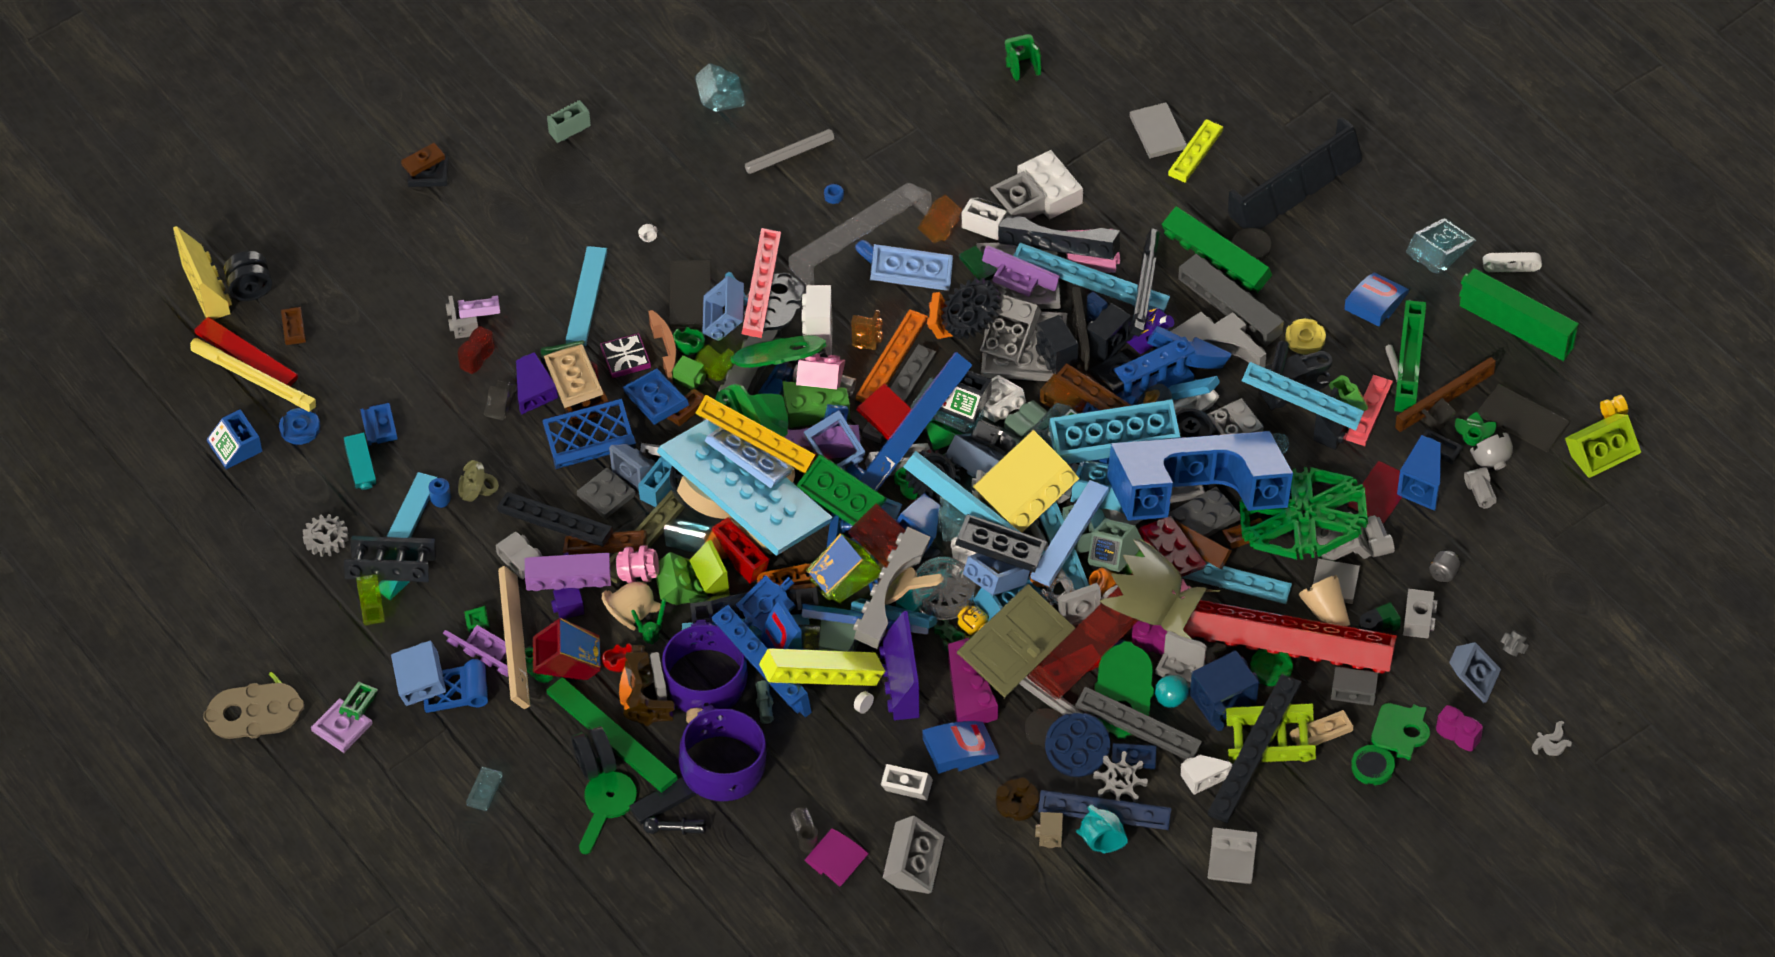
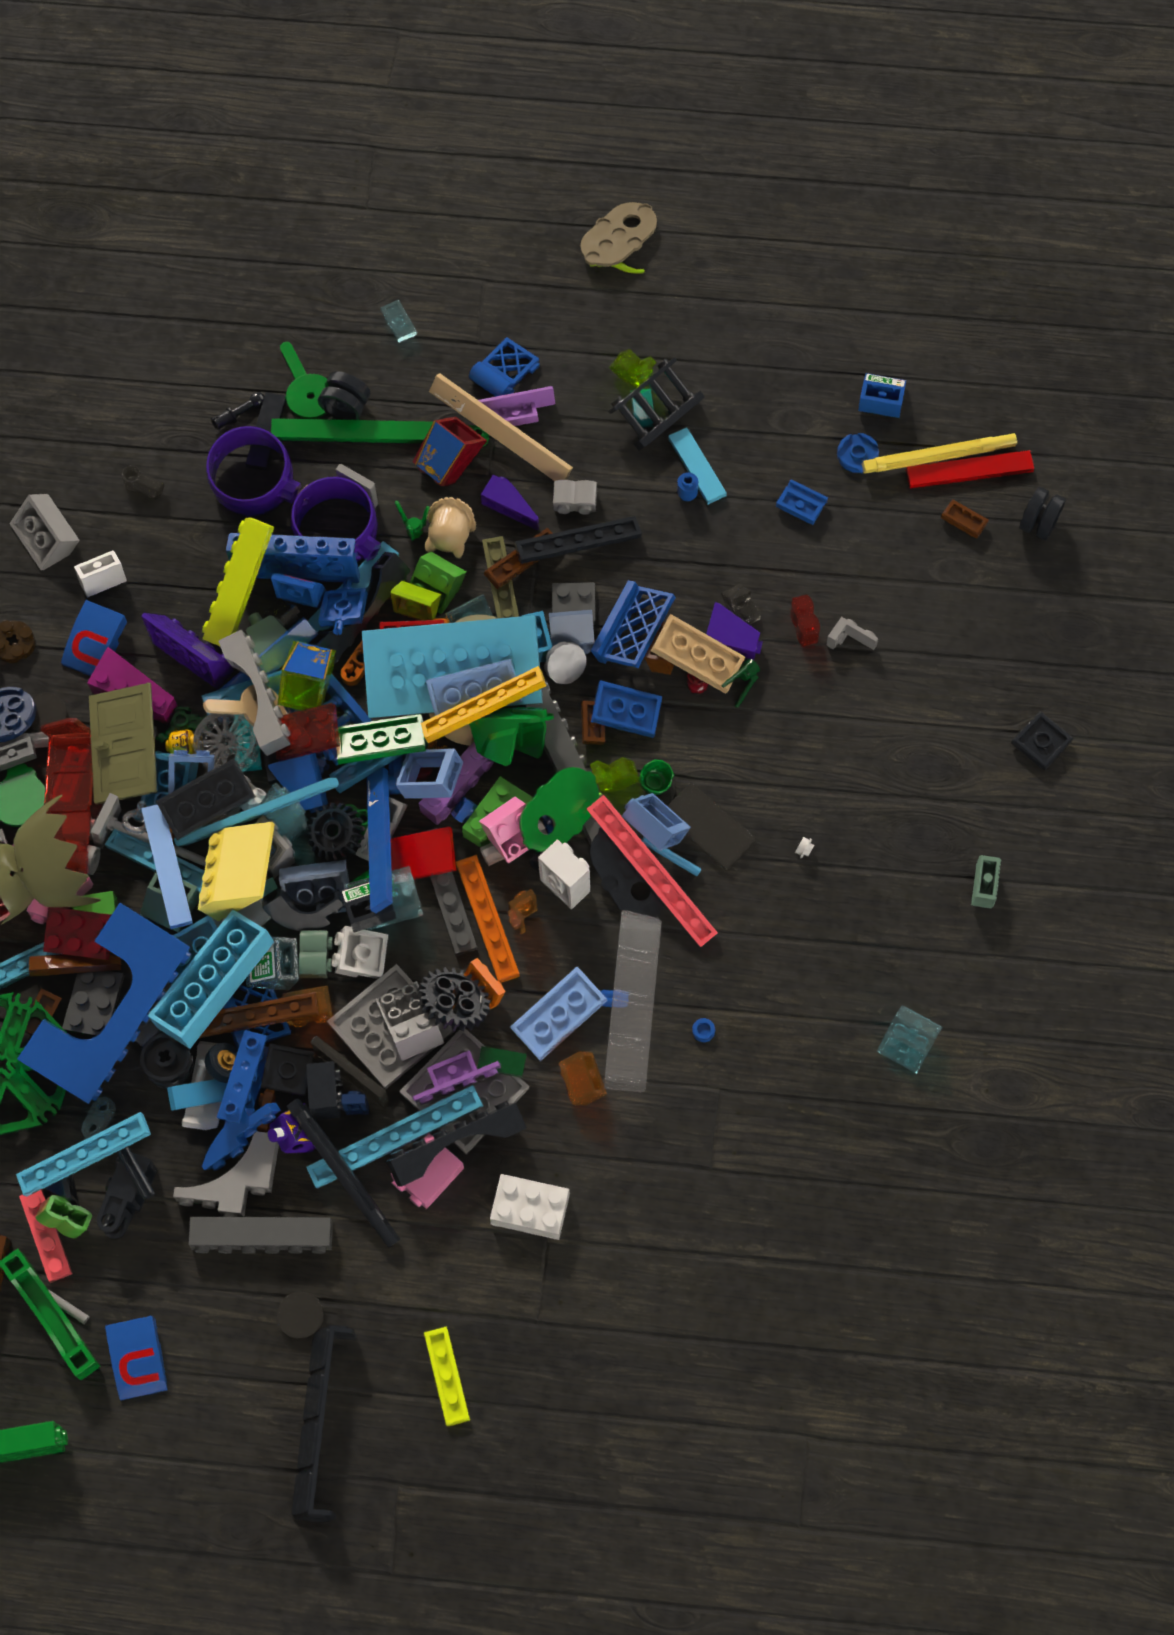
camera: 135 degrees right, 15 degrees up
(202, 276) = (1081, 478): light yellow slope -> none
(325, 535) = (724, 381): light grey gear -> none
(340, 729) = (550, 280): lavender tile -> none
(352, 711) = (563, 315): green tile -> none
(359, 461) = (776, 458): teal slope -> none
(418, 673) = (536, 349): medium blue brick -> none
(423, 159) = (1051, 737): reddish brown plate -> none
(473, 482) = (672, 516): olive tile -> none
(477, 617) = (548, 427): green tile -> none
(479, 307) = (842, 651): lavender plate -> none
(567, 571) = (512, 497): medium lavender brick -> none
(586, 294) = (785, 749): medium azure tile -> none
(615, 659) = (412, 484): red hair -> none
(625, 355) = (693, 726): tile -> none
(634, 687) = (368, 465): dark brown hips -> none
(637, 564) = (470, 550): bright pink piece -> none
(661, 329) = (695, 769): nougat slope -> none
(689, 373) = (624, 747): bright green brick -> none
(789, 151) = (785, 1036): light grey axle -> none
(836, 856) = (100, 486): magenta slope -> none
(863, 702) = (199, 608): white tile -> none
(983, 217) = (549, 1122): white slope -> none
(1020, 196) = (538, 1158): light grey slope -> none
(1029, 51) = (706, 1313): green piece -> none
(1056, 344) = (346, 1027): black brick -> none
(1103, 578) = (109, 863): orange head -> none
(1111, 542) = (122, 886): sand green slope -> none
(1158, 130) = (501, 1366): light grey tile -> none
(1216, 249) = (319, 1272): green brick -> none
(1235, 419) = (136, 1096): light grey slope -> none
(1305, 336) = (167, 1261): light yellow tile -> none
(1439, 245) = (129, 1474): clear light blue slope -> none
(1524, 262) = (48, 1516): white beam -> none

